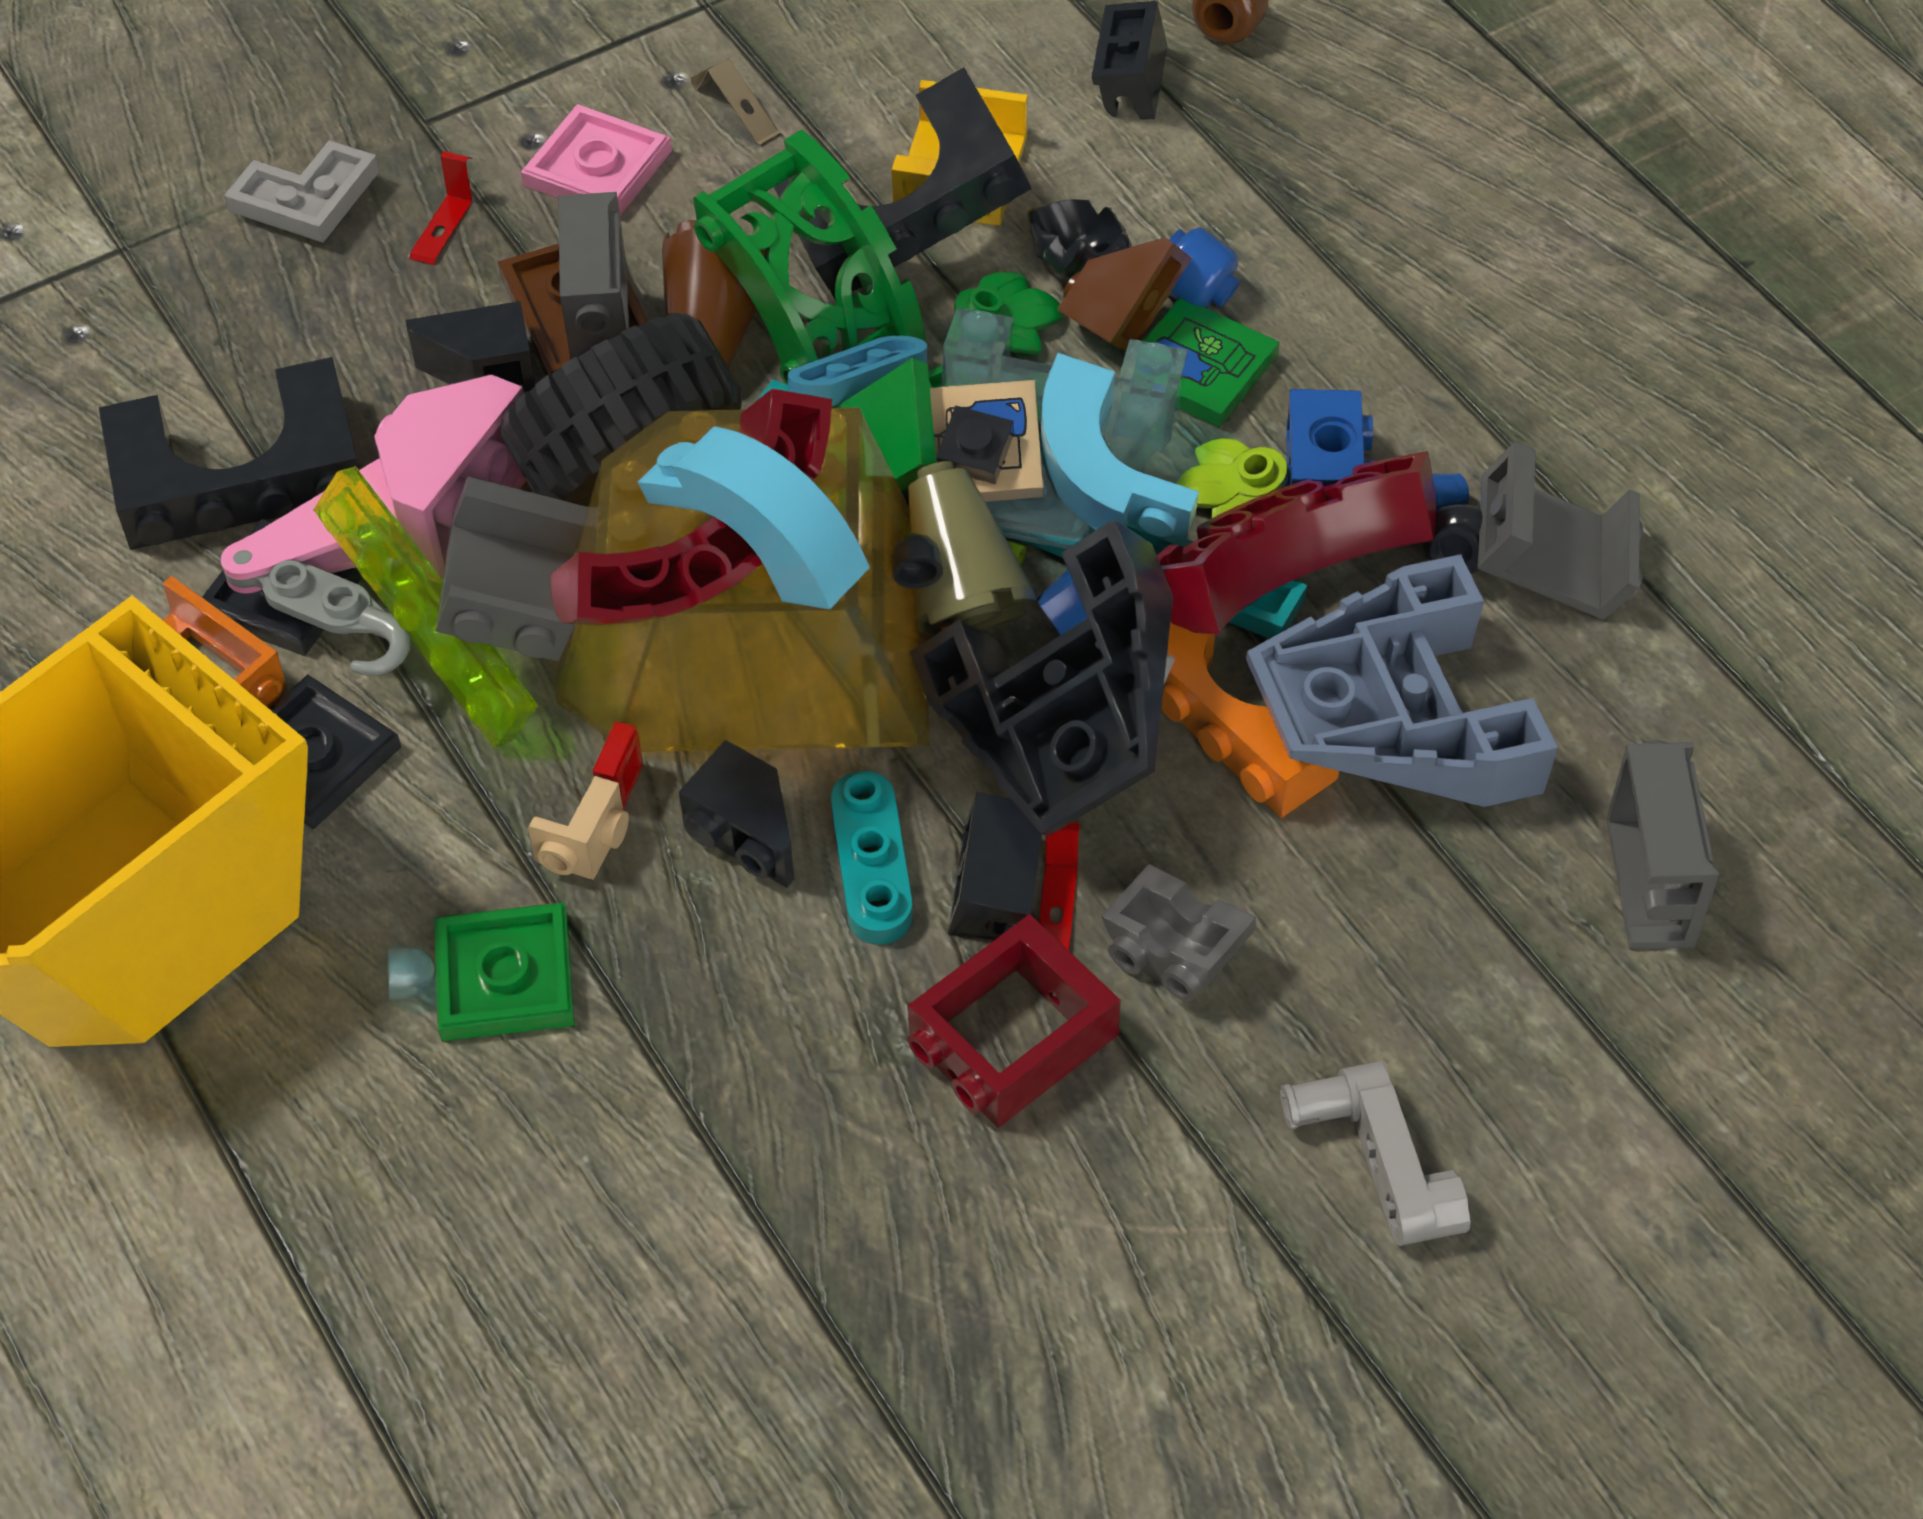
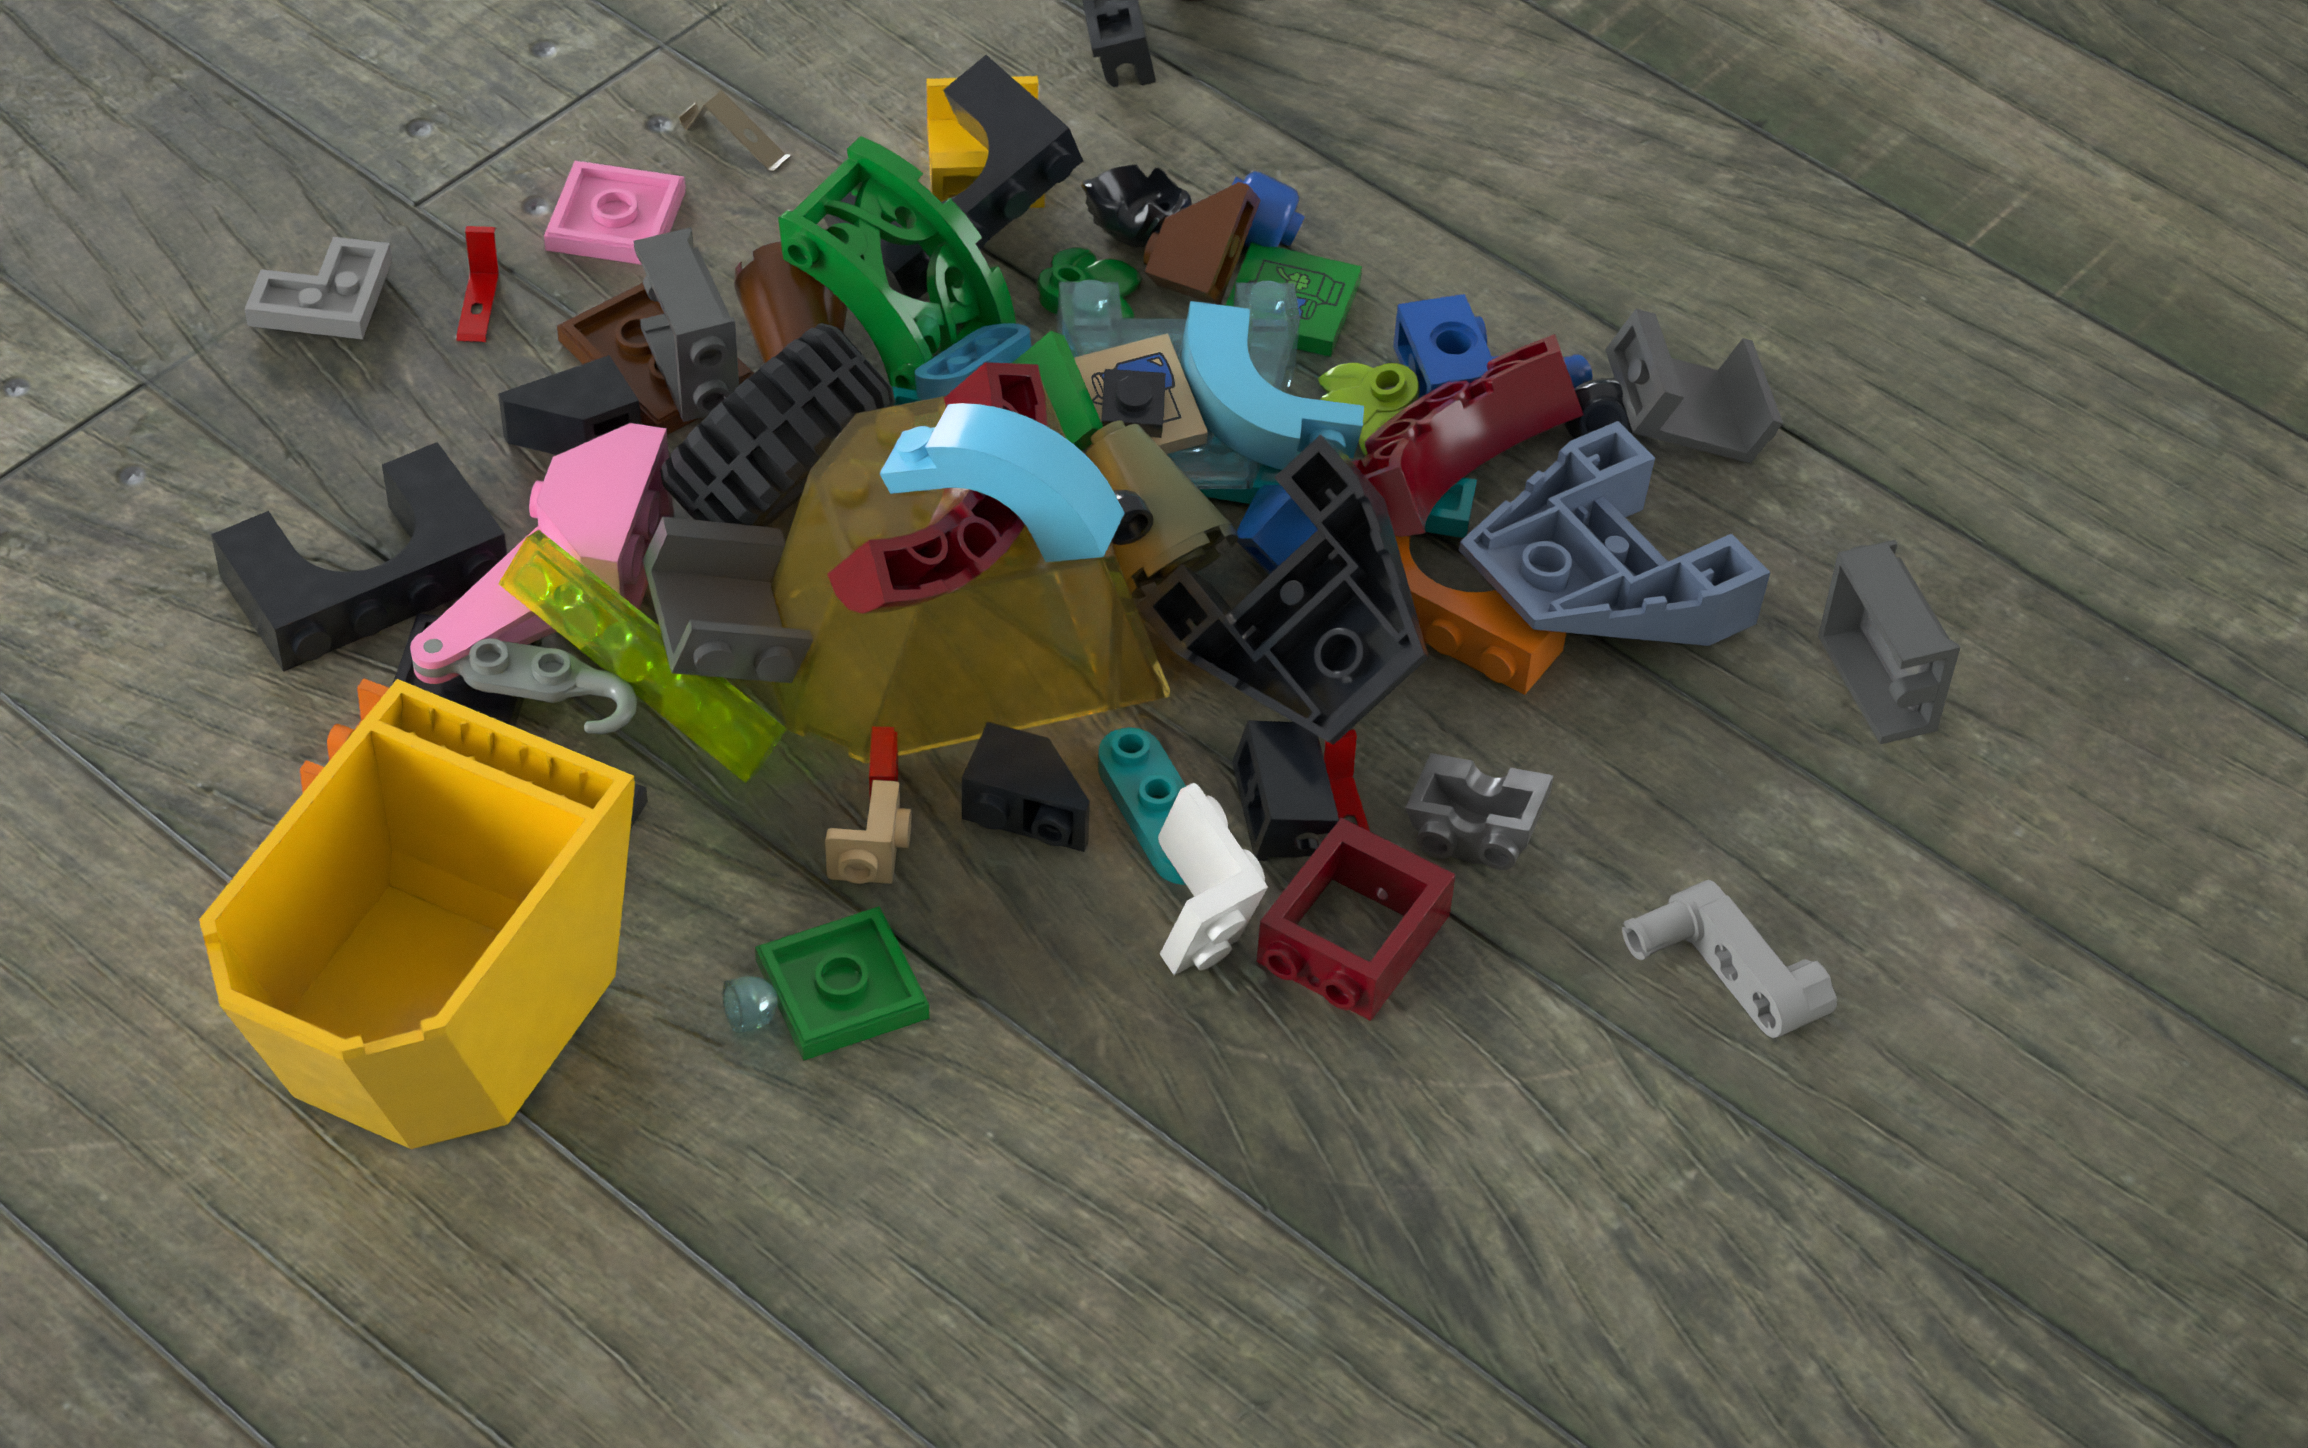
camera: 20 degrees left, 5 degrees down
(864, 993) = (1218, 873): none -> white bracket

